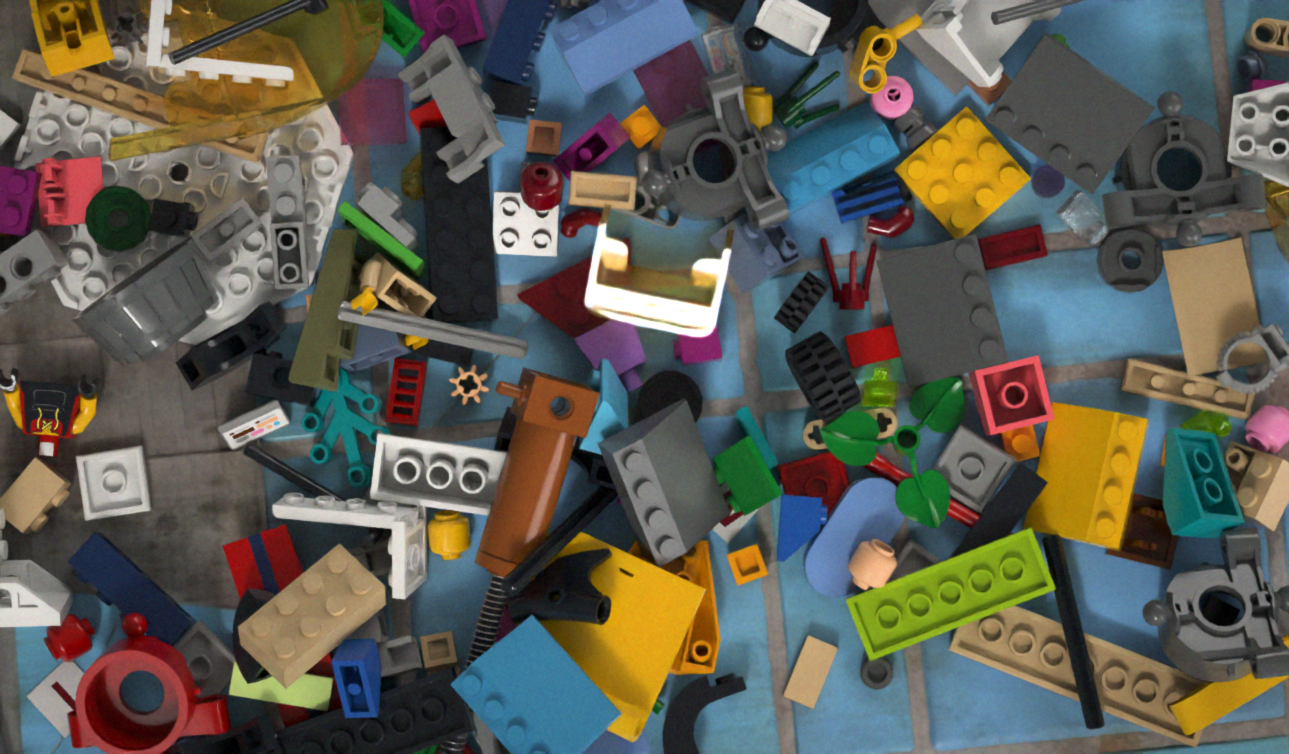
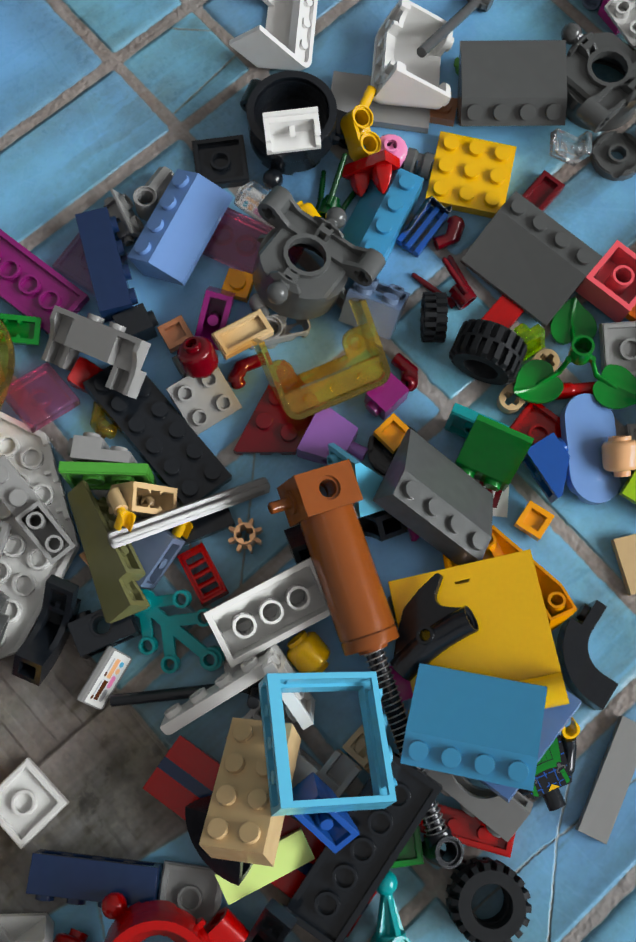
camera: 40 degrees left, 10 degrees down
(355, 594) = (276, 748): none -> medium azure window
(557, 540) = (395, 596): black axle -> none
(675, 387) = (391, 432): none -> light orange plate
(740, 338) = (408, 370): none -> dark red arm
(863, 112) = (375, 167): none -> red tile
(1047, 182) = (527, 143): clear purple tile -> none

